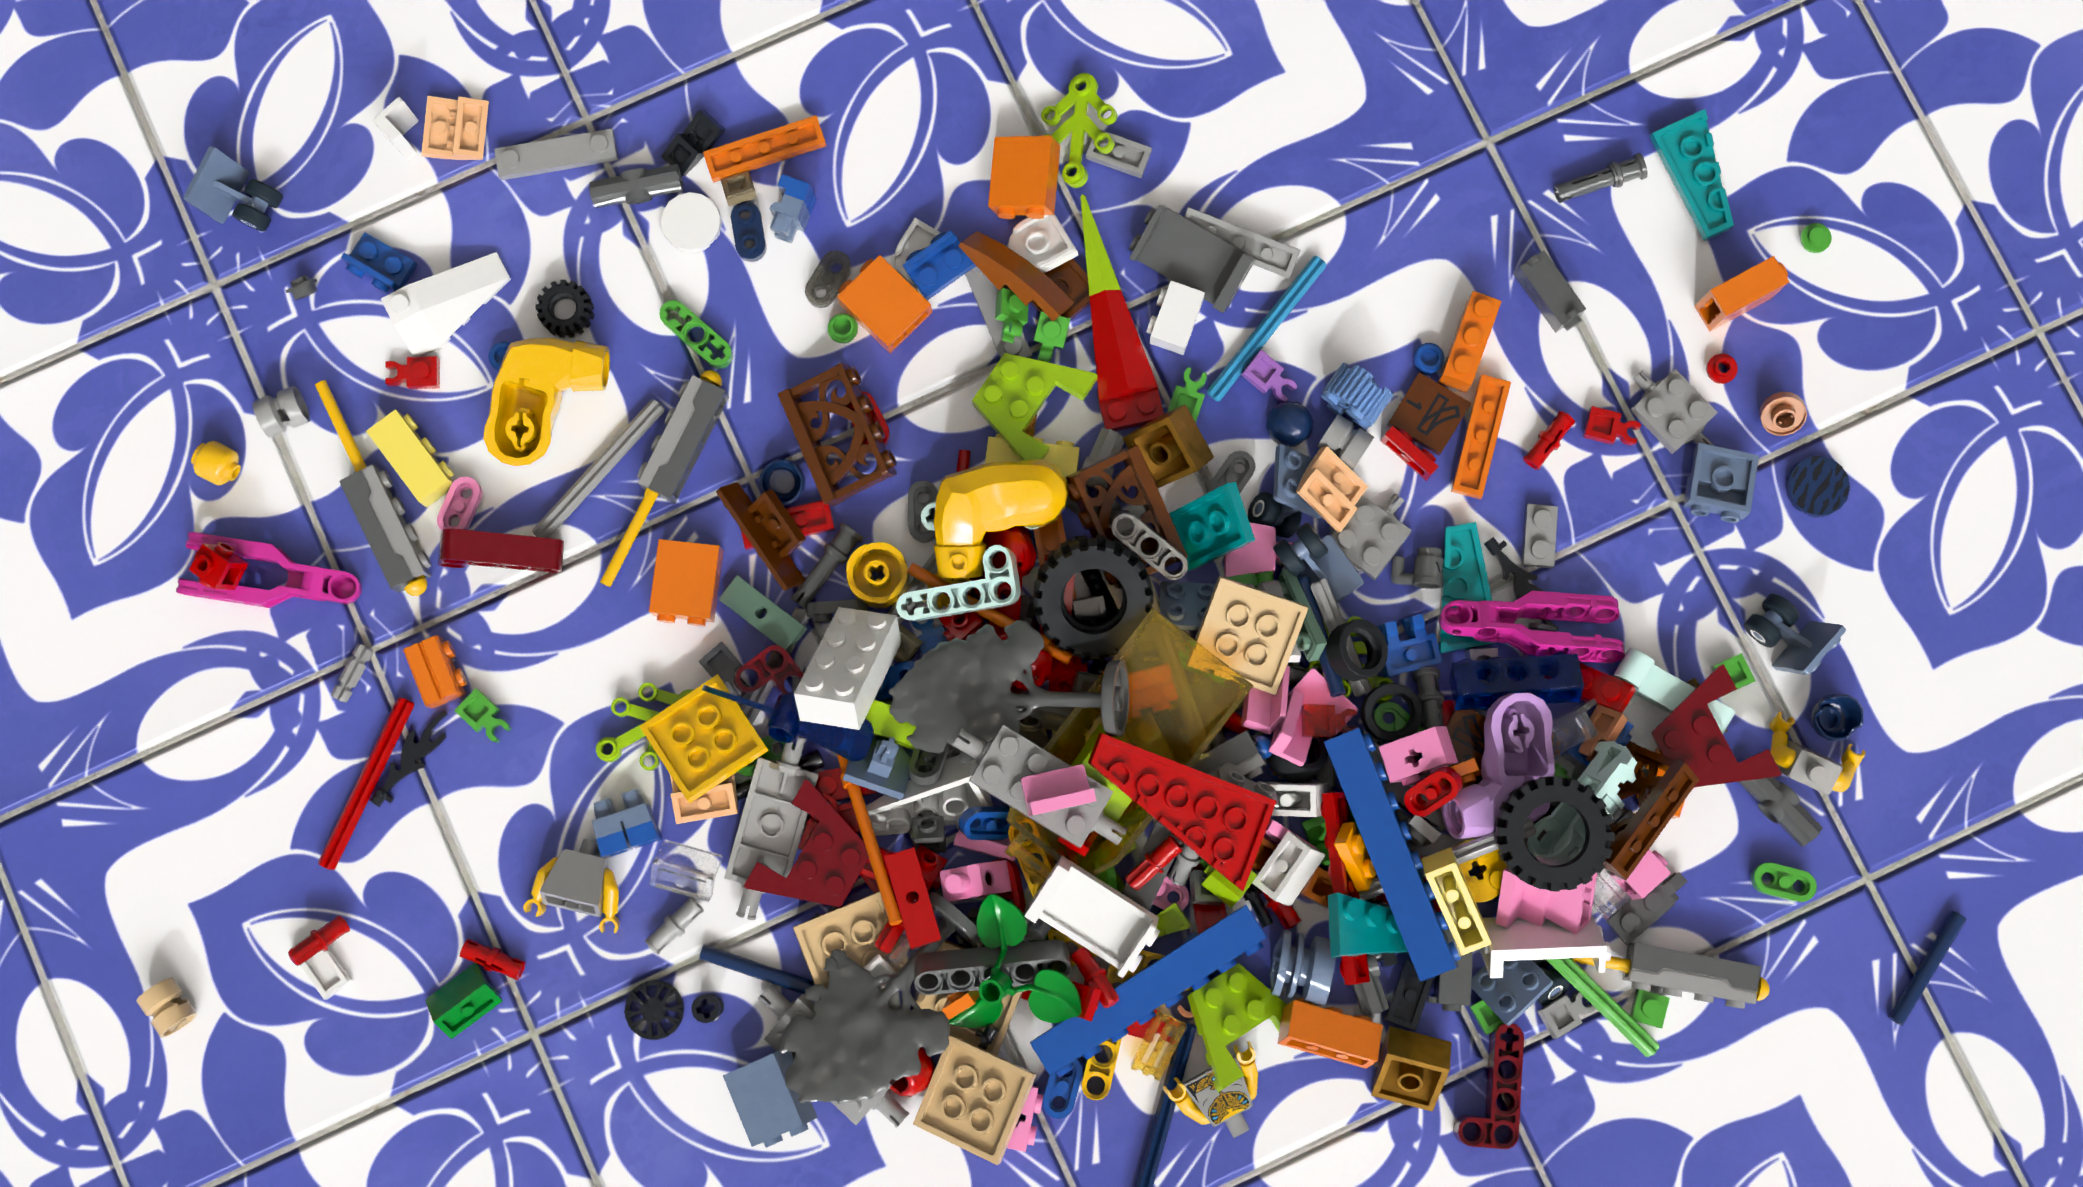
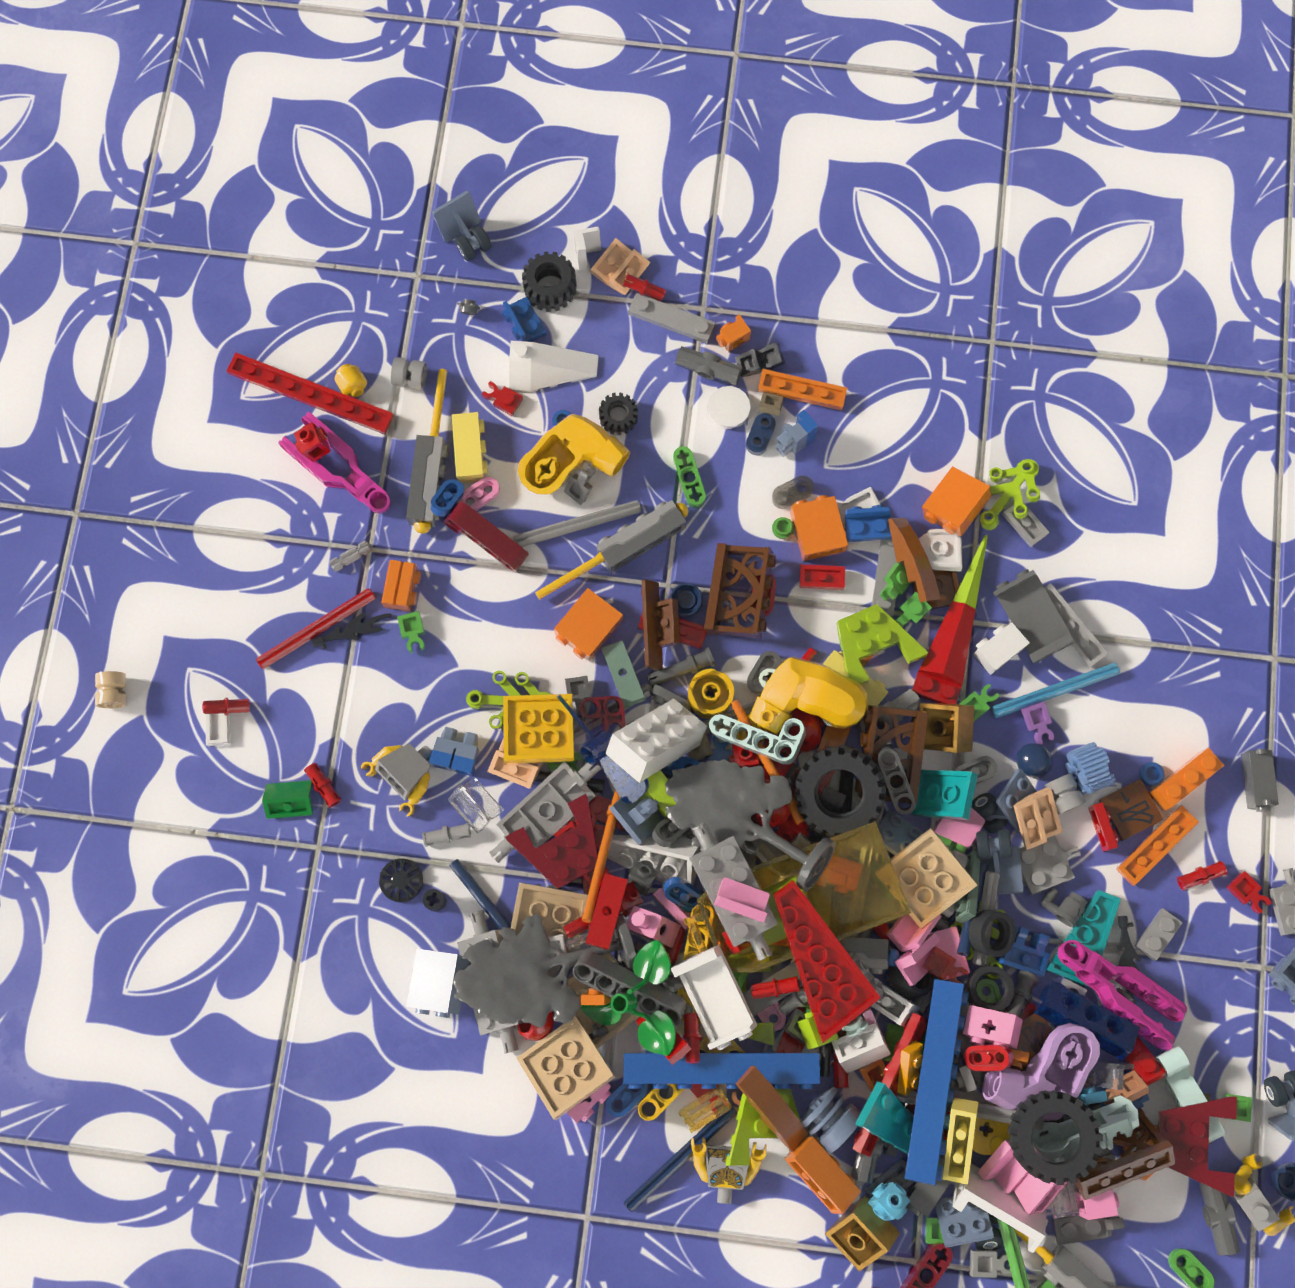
camera: 30 degrees right, 5 degrees down
(175, 508) = (310, 393): none -> red plate
(365, 181) = (549, 266): none -> black tyre
(424, 537) = (444, 501): none -> blue plate
(500, 136) = (644, 287): none -> red axle
(572, 425) = (578, 485): none -> dark grey plate
(643, 130) = (734, 334): none -> orange brick
(923, 359) = (822, 577): none -> red plate
(1230, 997) = (772, 1108): none -> dark orange slope
(1268, 849) = (855, 1027): none -> light aqua plate
(1412, 1023) = (881, 1201): none -> medium azure brick
(1567, 762) = (1090, 1095): none -> dark azure plate

